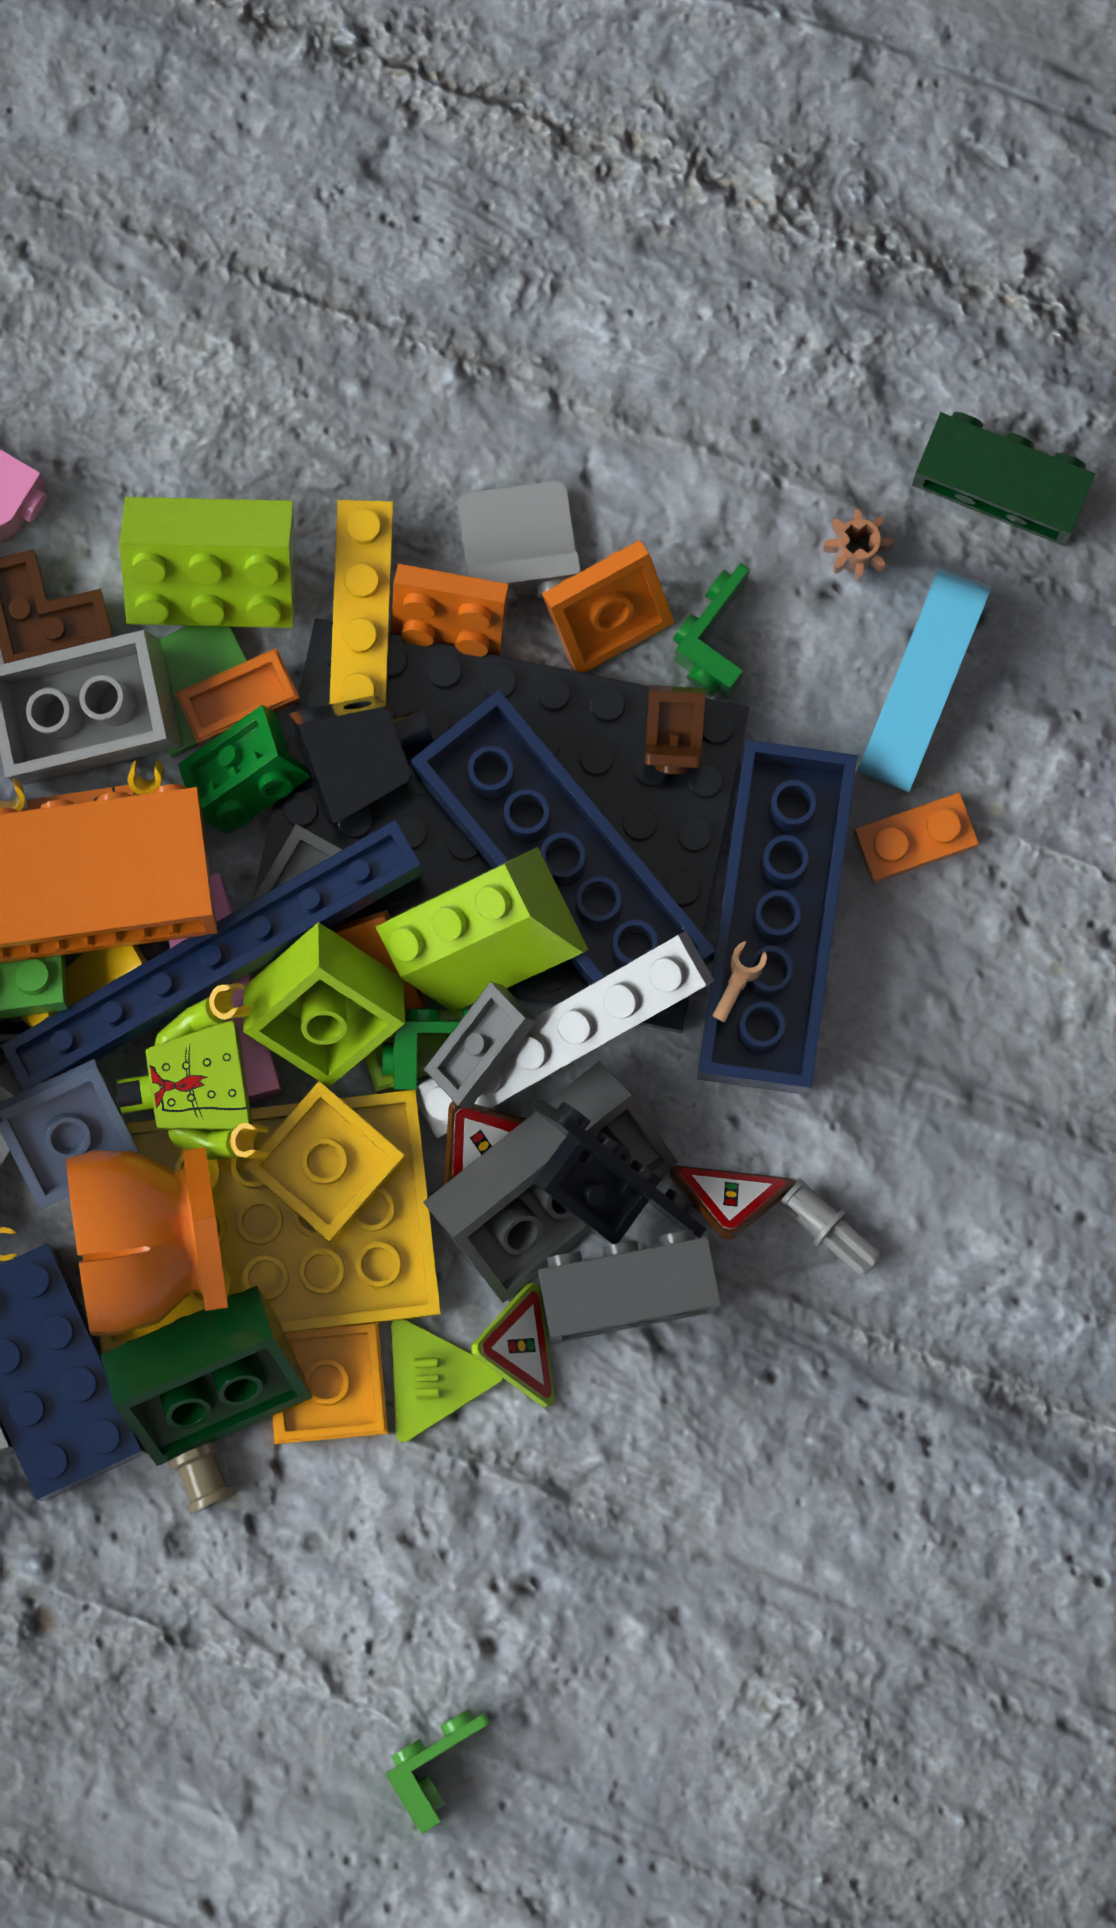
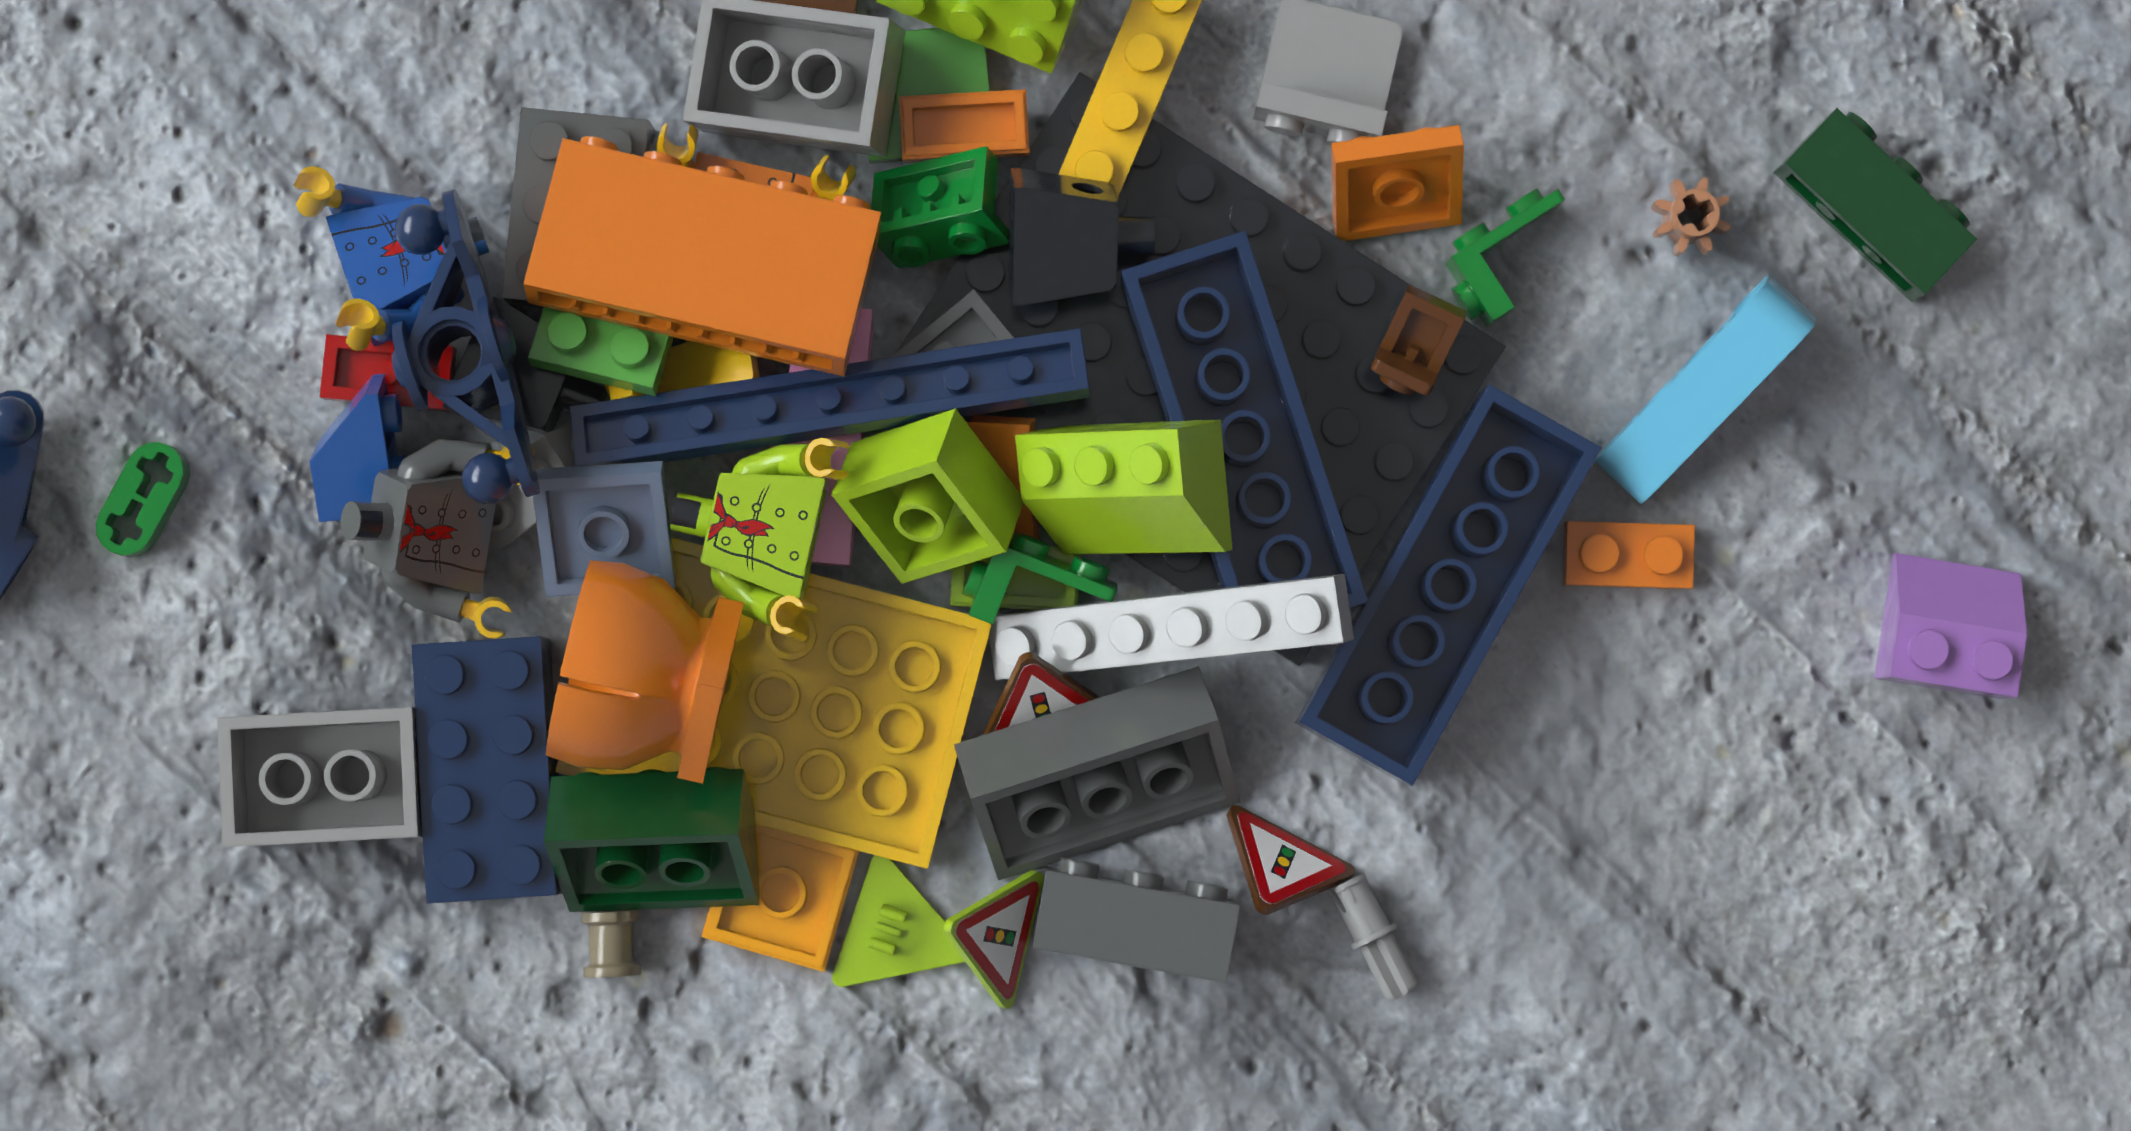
camera: 15 degrees right, 5 degrees up
(325, 1161) = (866, 662): yellow plate -> none
(449, 610) = (1225, 121): orange plate -> none
(480, 1045) = (1078, 606): plate -> none
(598, 1185) = (1143, 798): black bracket -> none
(737, 982) = (1377, 643): light nougat hand -> none

